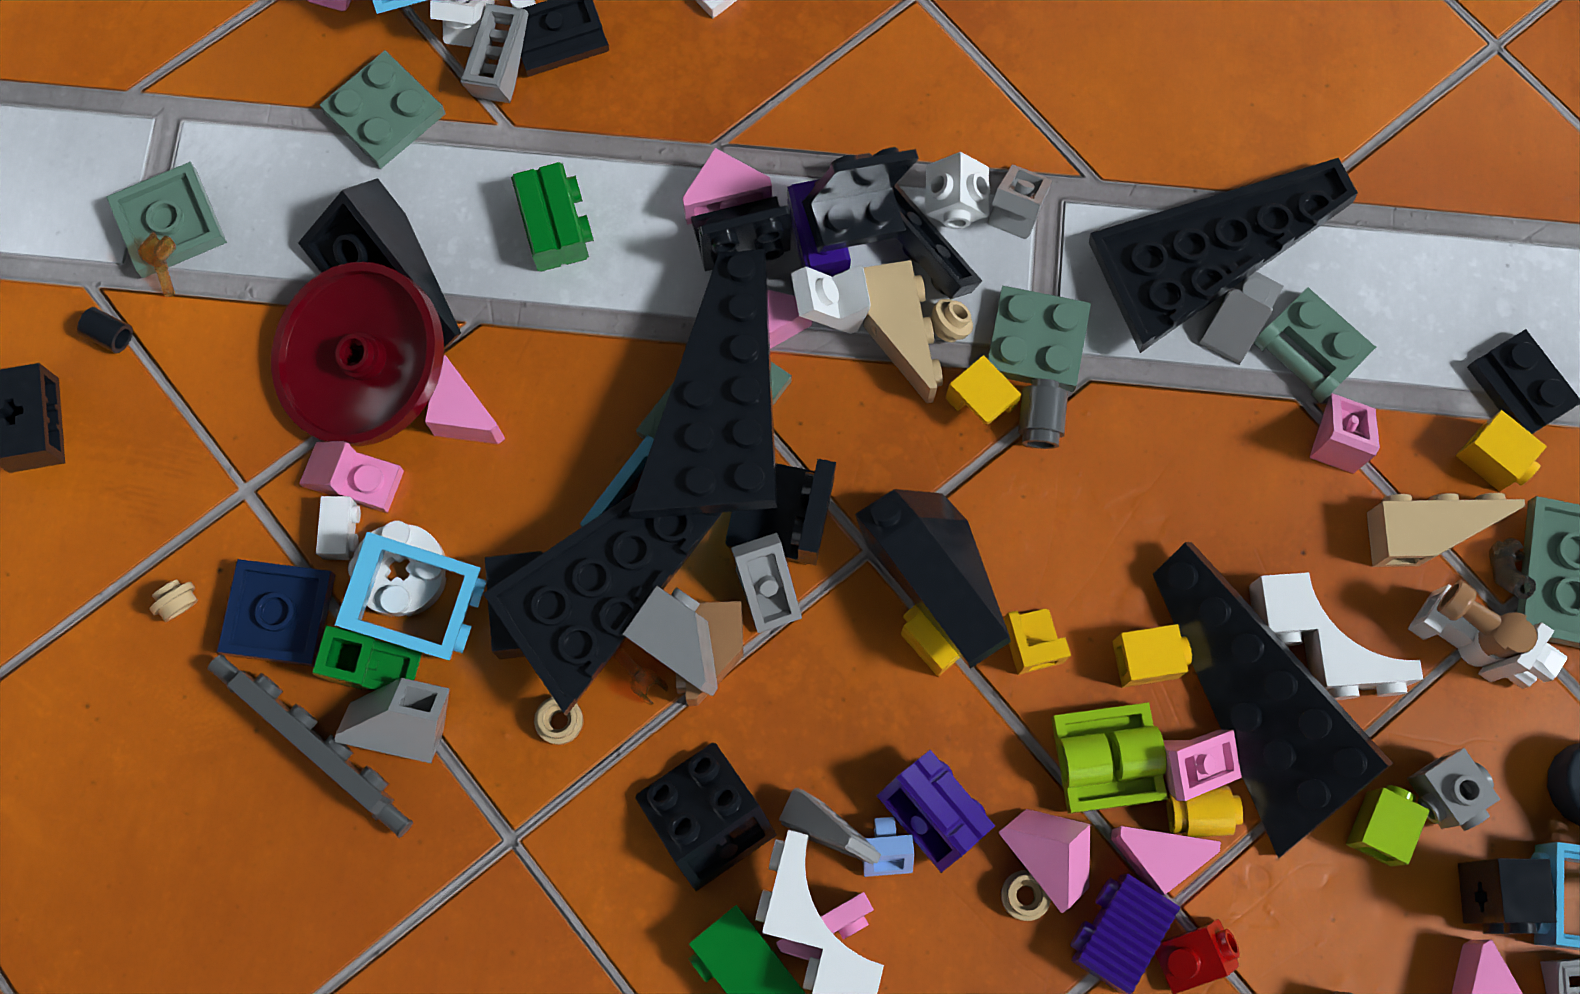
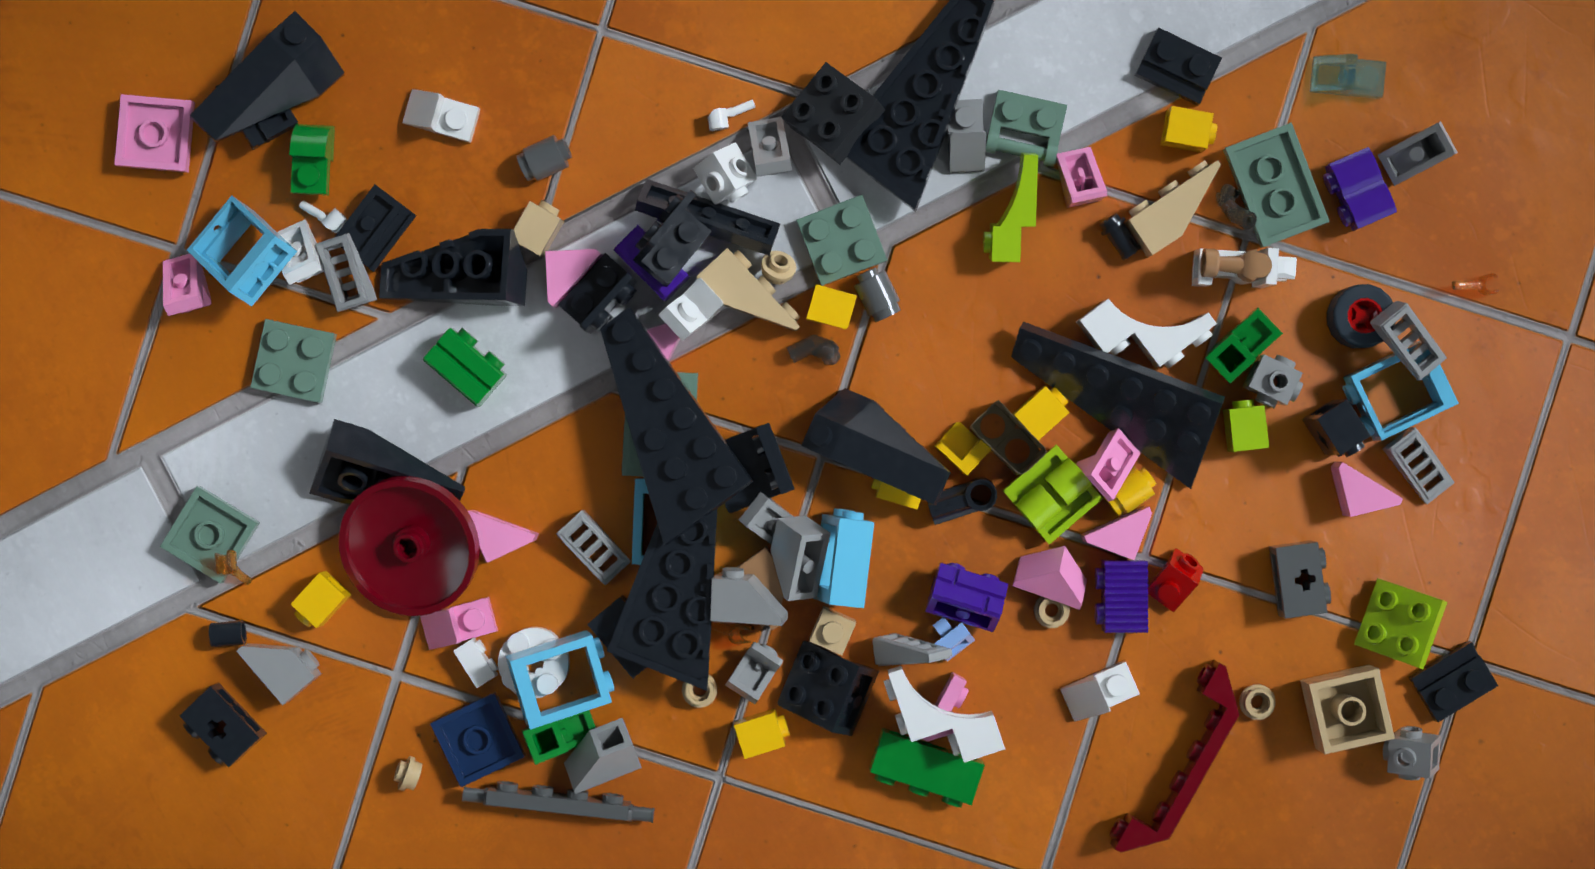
camera: 30 degrees left, 15 degrees up
(128, 402) = (281, 668): none -> light grey slope
(224, 354) = (320, 600): none -> yellow brick
(549, 447) = (593, 528): none -> light grey slope
(593, 814) = (761, 733): none -> yellow brick
(622, 127) = (470, 270): none -> black wedge
(634, 738) = (754, 671): none -> light grey bracket
(723, 126) = (538, 227): none -> tan brick
(755, 747) = (832, 630): none -> tan brick
(772, 634) = (799, 556): none -> light grey slope
(777, 69) = (544, 158): none -> dark grey brick
(822, 669) = (846, 559): none -> medium azure window
(939, 428) = (816, 346): none -> clear smoke arm
(988, 137) = (719, 117): none -> white hand
(993, 693) = (958, 502): none -> black piece
(1111, 644) = (1009, 434): none -> dark tan piece
(1113, 198) = (832, 112): none -> black brick
(1225, 438) = (1004, 238): none -> lime slope
(1356, 519) = (1120, 236): none -> black pin
(1441, 725) = (1243, 345): none -> green brick

